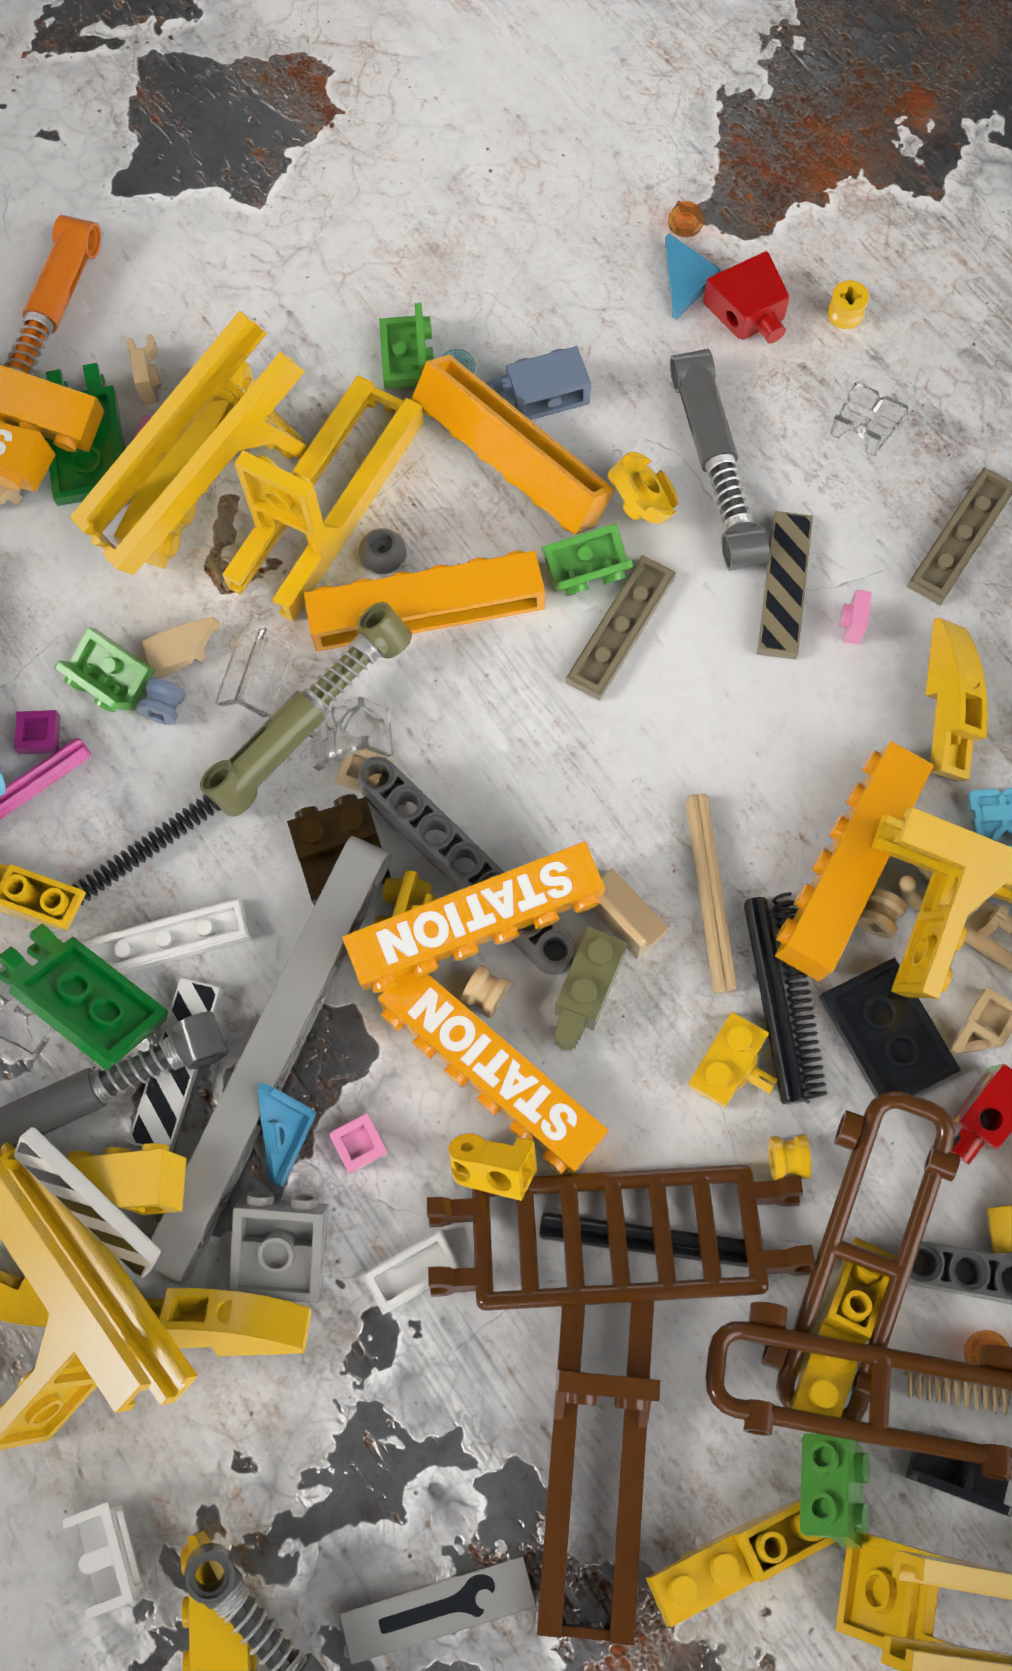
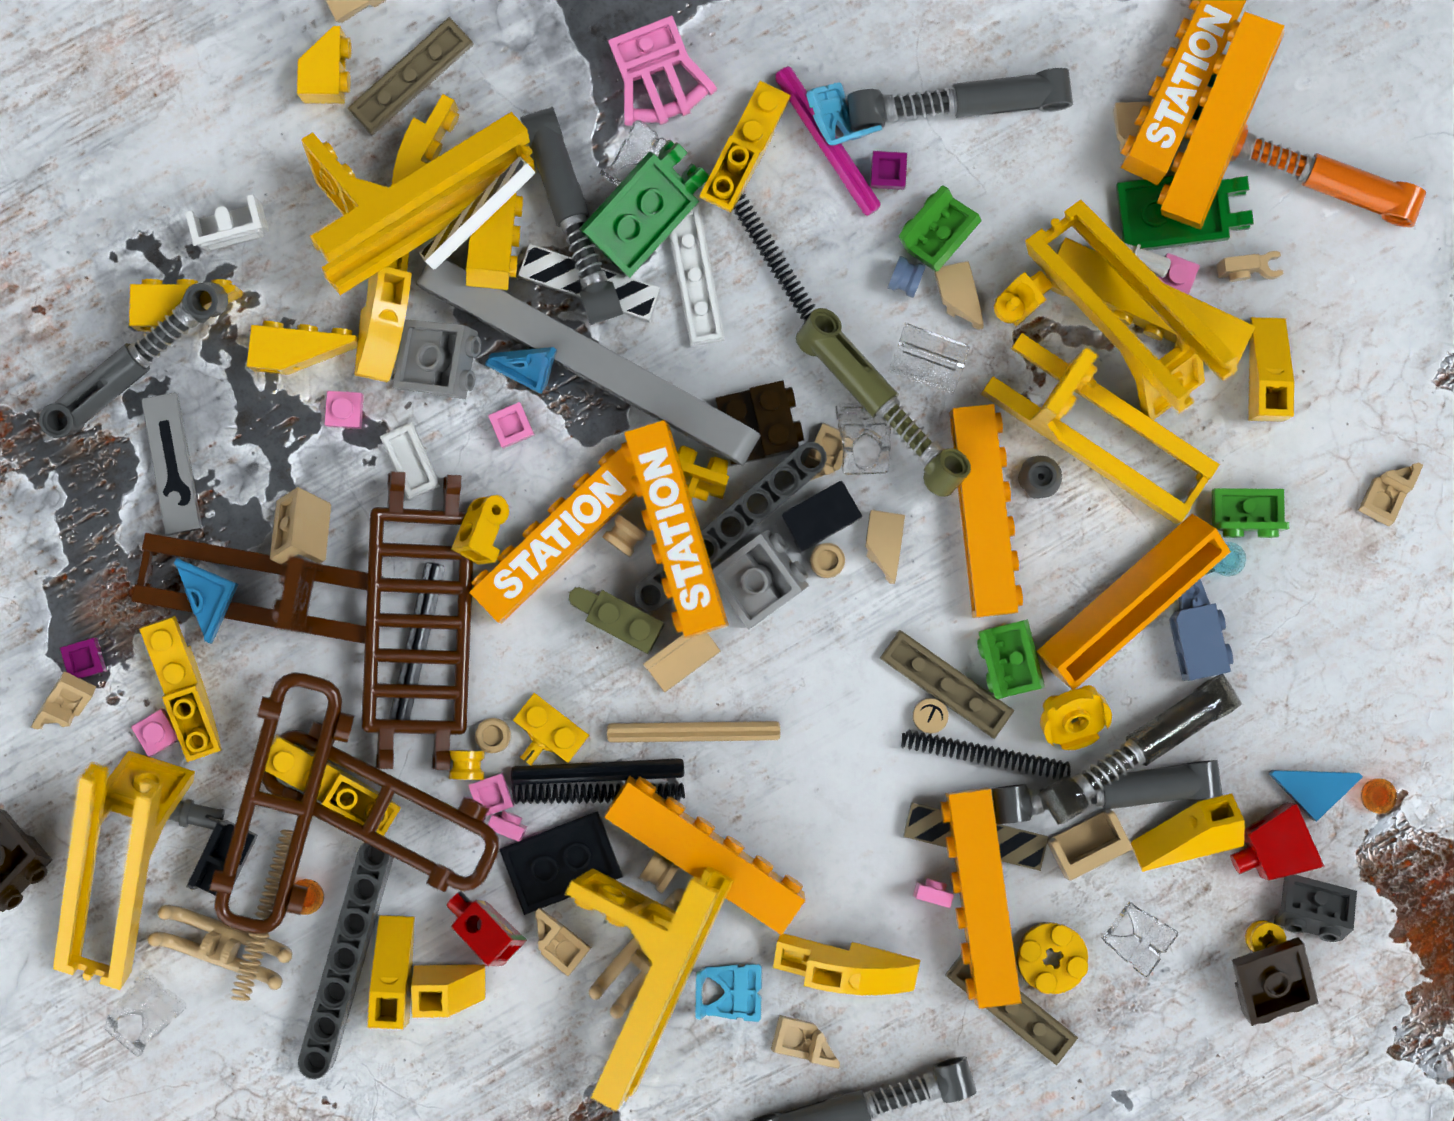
camera: 90 degrees right, 15 degrees up
(182, 574) = (1022, 298): none -> yellow hips
(274, 1448) = (291, 350): none -> yellow slope
(285, 332) = (1270, 371): none -> yellow slope
(350, 1368) = (344, 409): none -> bright pink plate
(377, 235) = (1388, 493): none -> tan slope
(445, 766) = (821, 516): none -> black panel
(468, 700) = (885, 541): none -> tan slope
(494, 763) = (827, 560): none -> tan tile
(511, 1409) = (300, 527): none -> tan panel
(521, 824) = (760, 578): none -> light grey plate
(615, 1530) = (207, 595): none -> dark azure tile
(658, 640) = (930, 715): none -> tan tile
(693, 582) = (987, 752): none -> black piece
(730, 479) = (1206, 704): none -> clear smoke piece
(747, 1131) = (493, 735): none -> tan tile
(751, 373) = (1193, 833): none -> yellow slope
(777, 469) = (1089, 844): none -> tan panel
(805, 1591) = (155, 732): none -> bright pink plate
(810, 260) = (1317, 908): none -> dark grey bracket
(819, 1122) = (492, 793): none -> bright pink plate
(833, 1489) = (217, 760): bright green bracket -> none
(853, 562) = (982, 898): none -> light orange brick
(857, 1094) = (508, 825): none -> bright pink plate
(893, 286) = (1274, 982): none -> dark brown plate
(908, 1517) = (192, 814): none -> dark grey pin
(912, 481) = (1032, 952): none -> yellow plate

